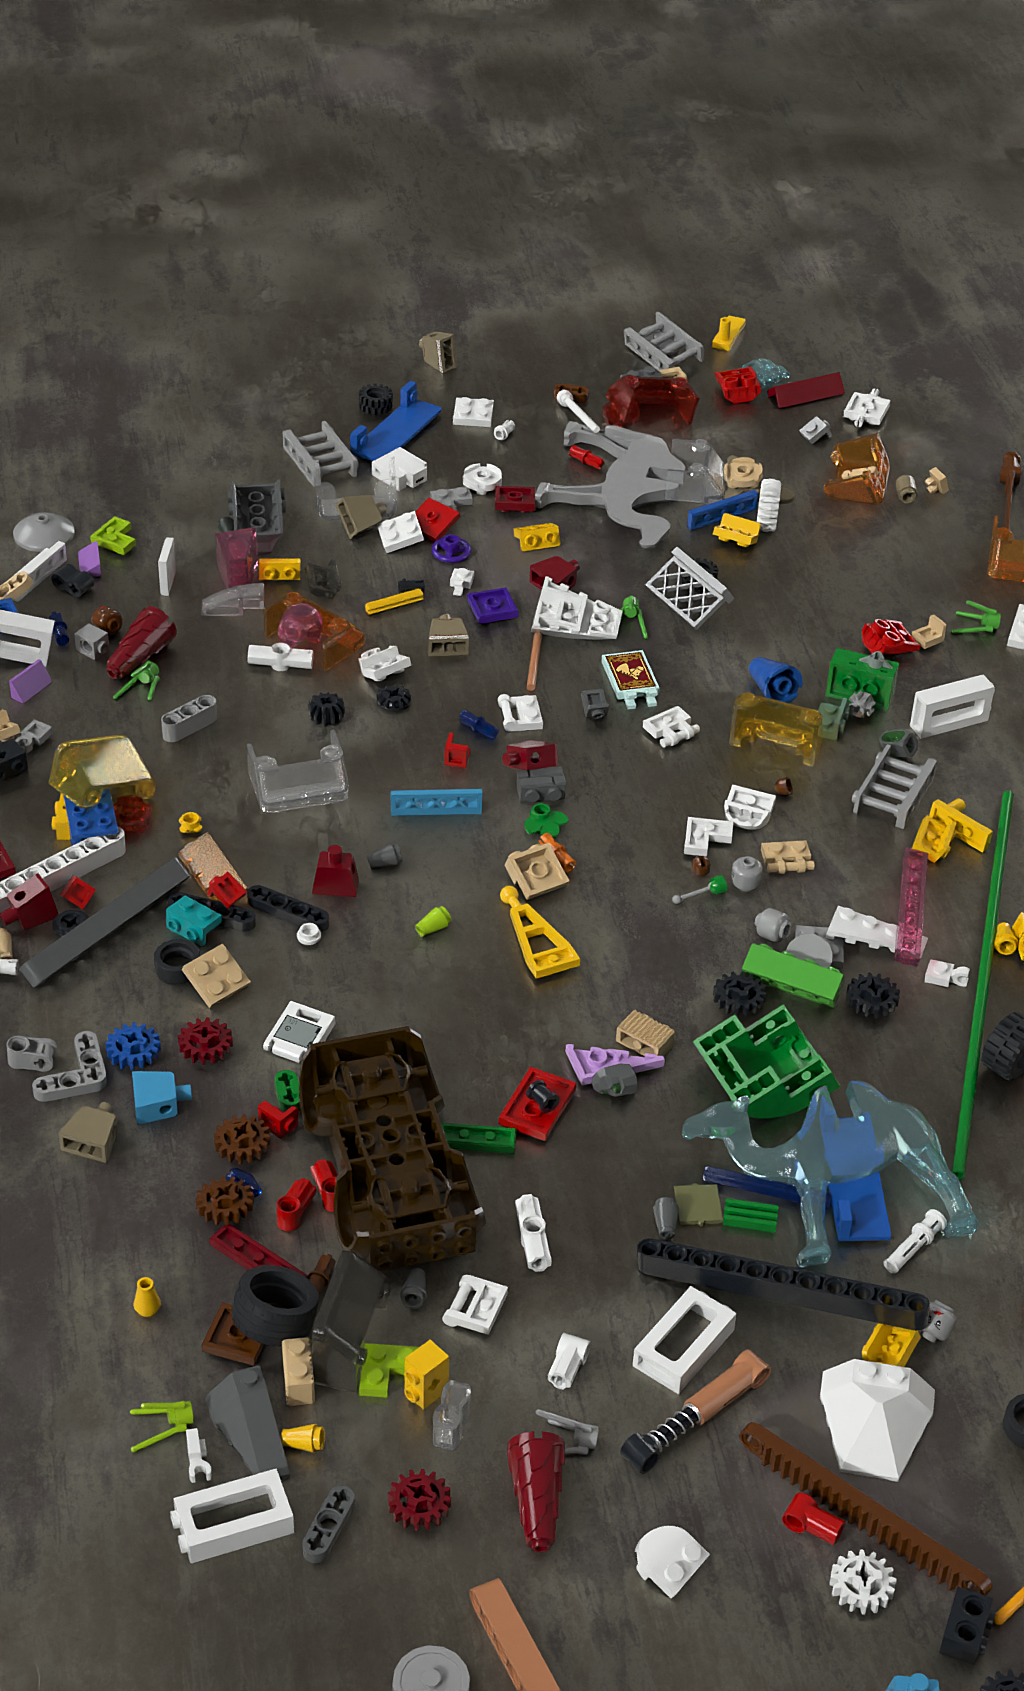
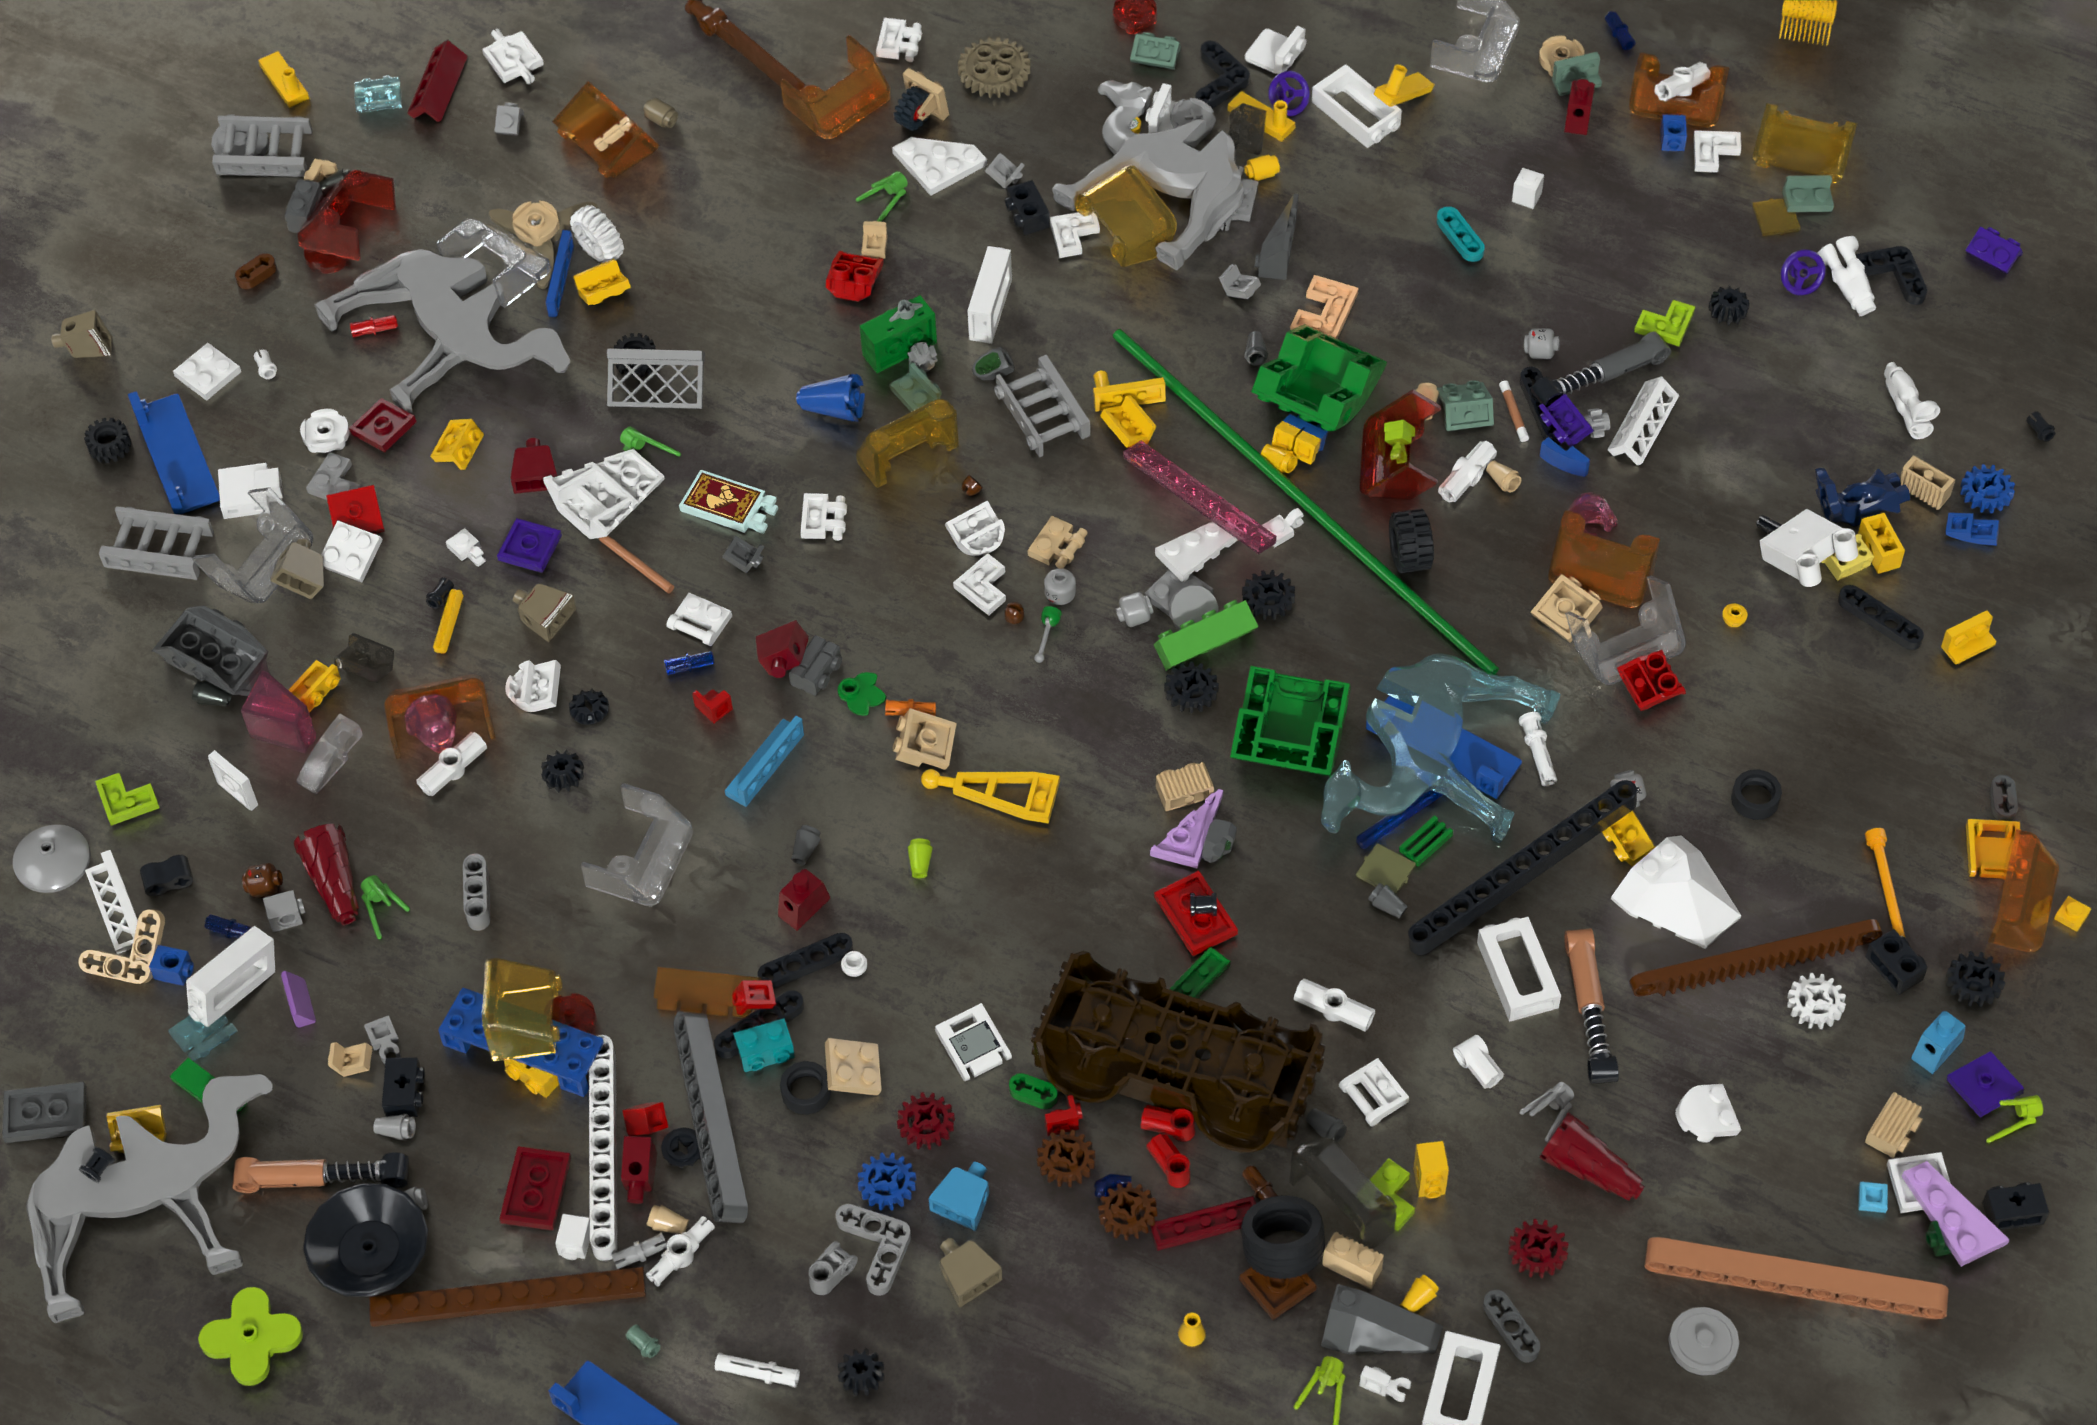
camera: 50 degrees left, 15 degrees up
(89, 559) = (143, 842): medium lavender slope -> none
(190, 823) = (624, 968): yellow plate -> none
(451, 1415) = (1482, 1178): clear brick -> none
(452, 545) = (408, 520): dark purple piece -> none
(565, 398) = (266, 282): white piece -> none
(739, 384) = (380, 128): red slope -> none
(805, 1515) = (1735, 998): red piece -> none
(937, 481) = (673, 82): tan tile -> none

